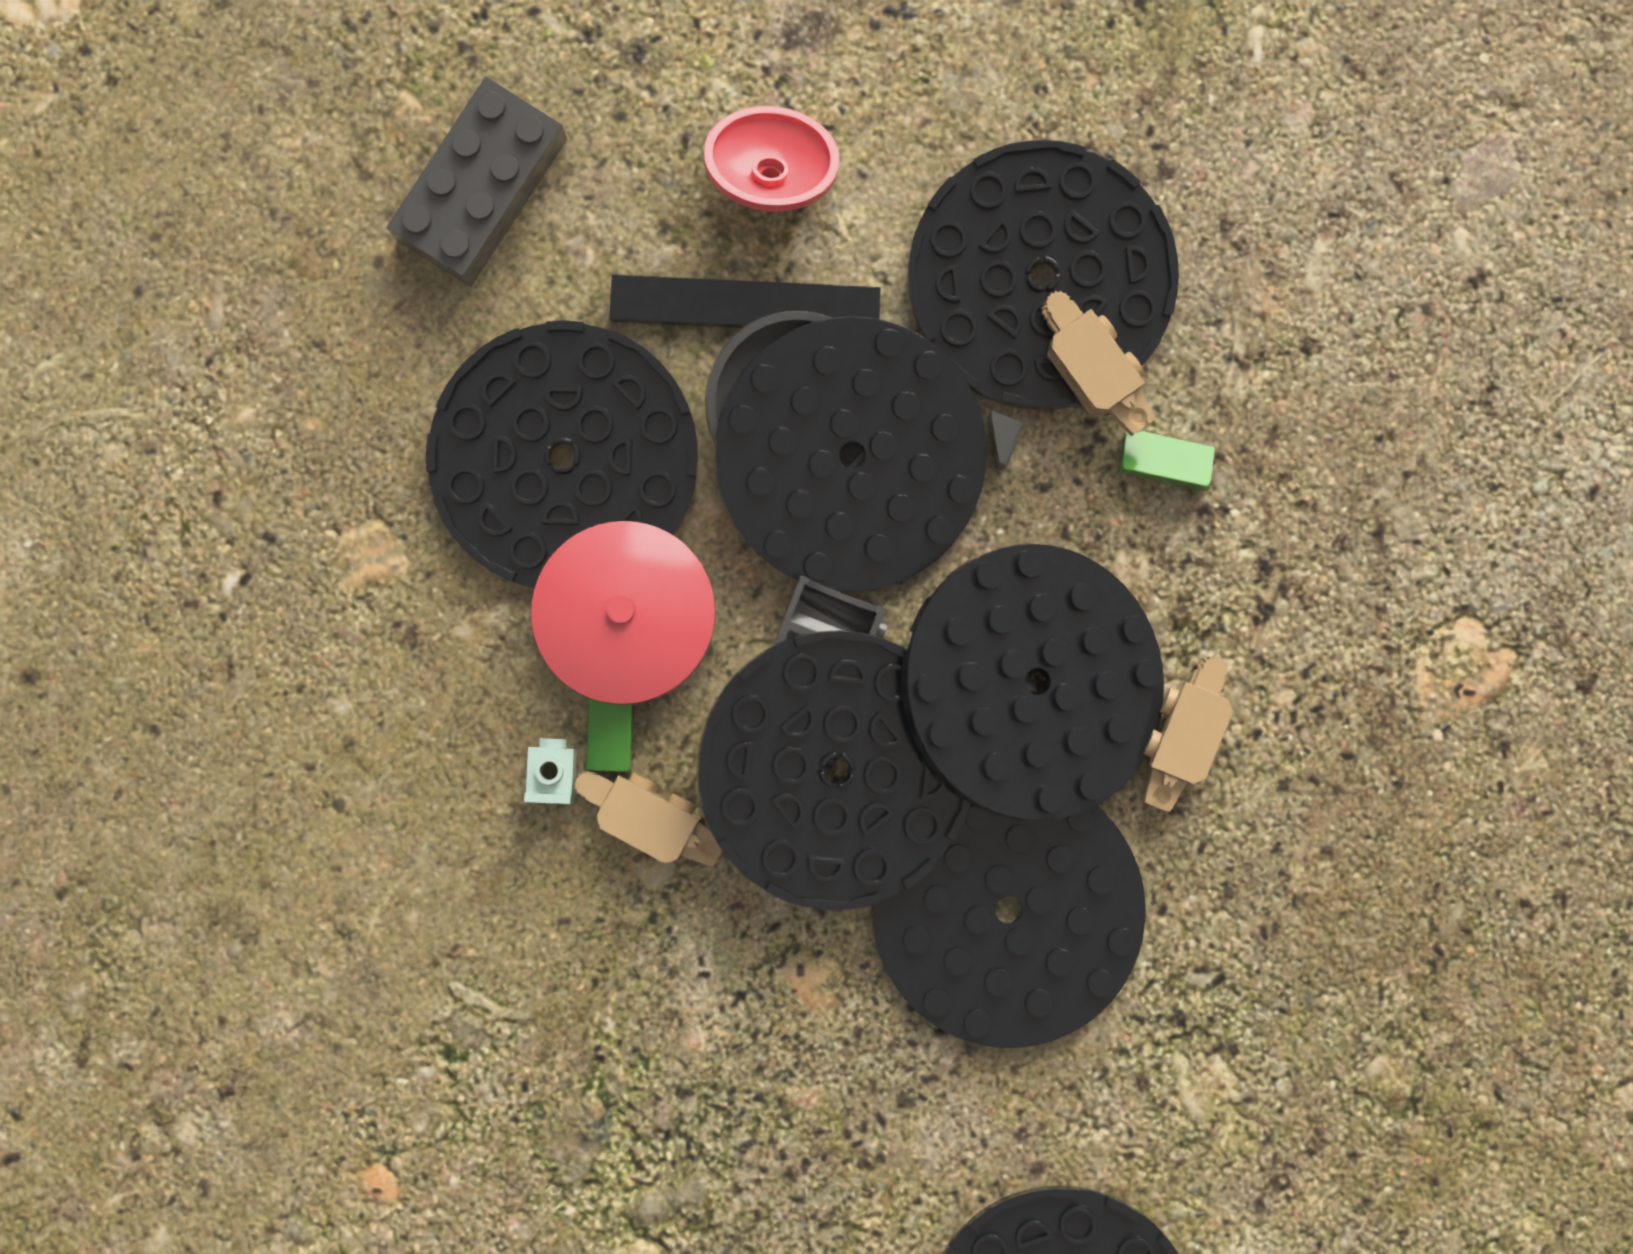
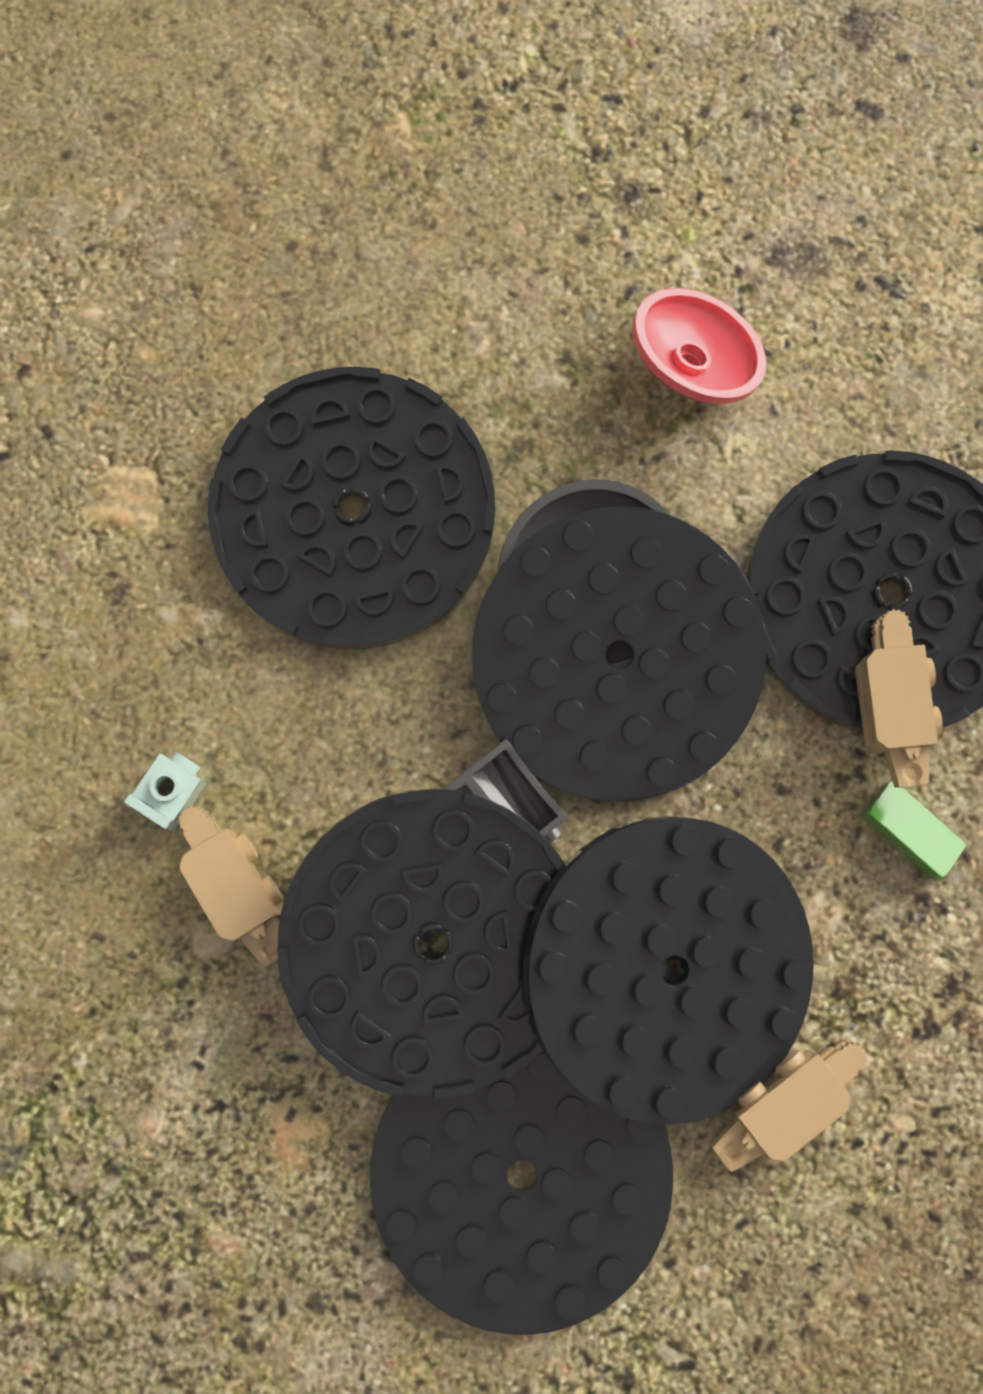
camera: 30 degrees right, 5 degrees down
(477, 181) = (421, 221): dark grey brick -> none
(610, 737) = (250, 779): bright green slope -> none
(623, 612) = (321, 680): coral dish -> none
(731, 301) = (582, 452): black tile -> none
(1004, 436) = (771, 719): dark grey slope -> none

